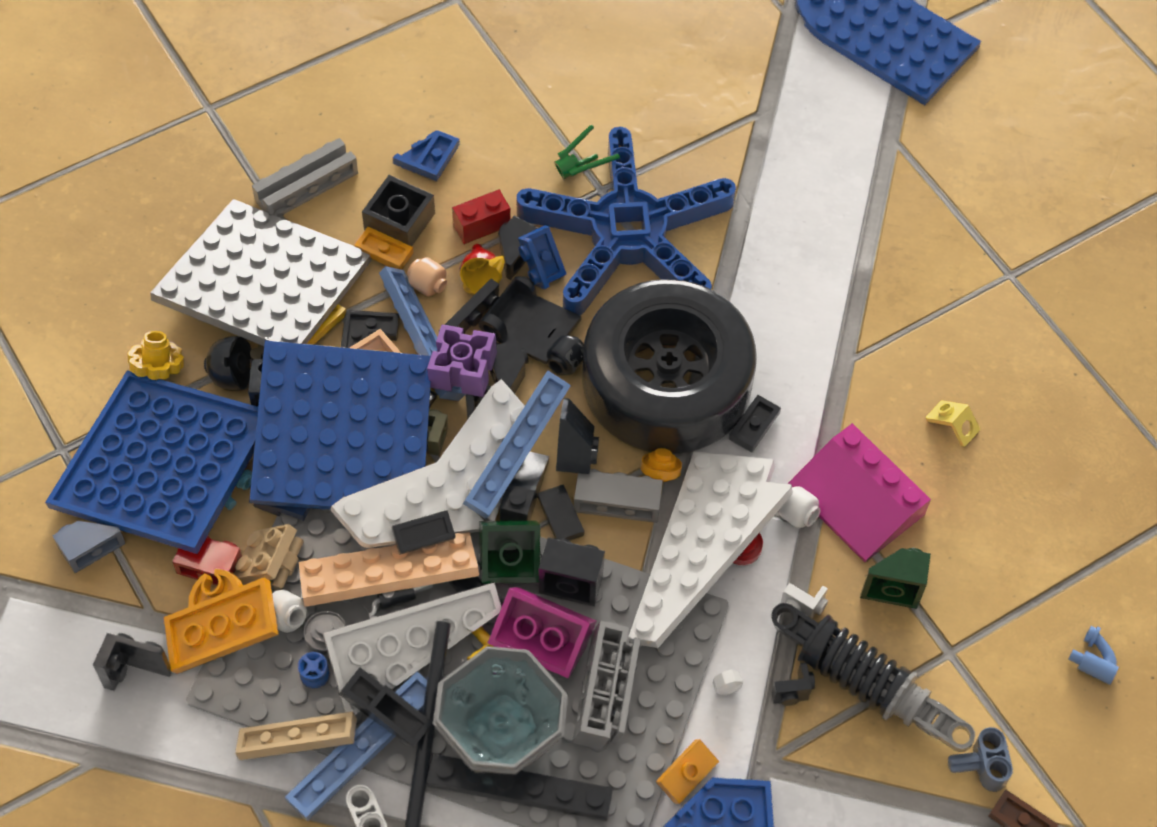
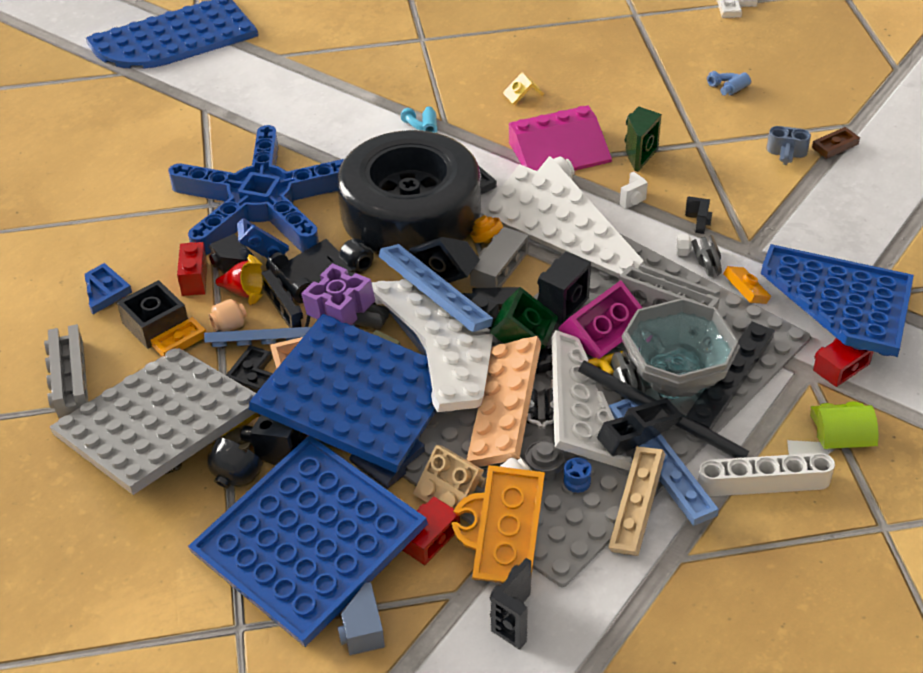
camera: 65 degrees left, 15 degrees down
(155, 357) = (189, 517): yellow plant -> none
(423, 532) = (488, 361): black tile -> none
(570, 166) = (179, 206): green plant -> none
(720, 715) = (708, 255): none -> dark grey arm
(839, 340) = (428, 122): none -> medium azure plant
(868, 677) = (707, 172): black piece -> none

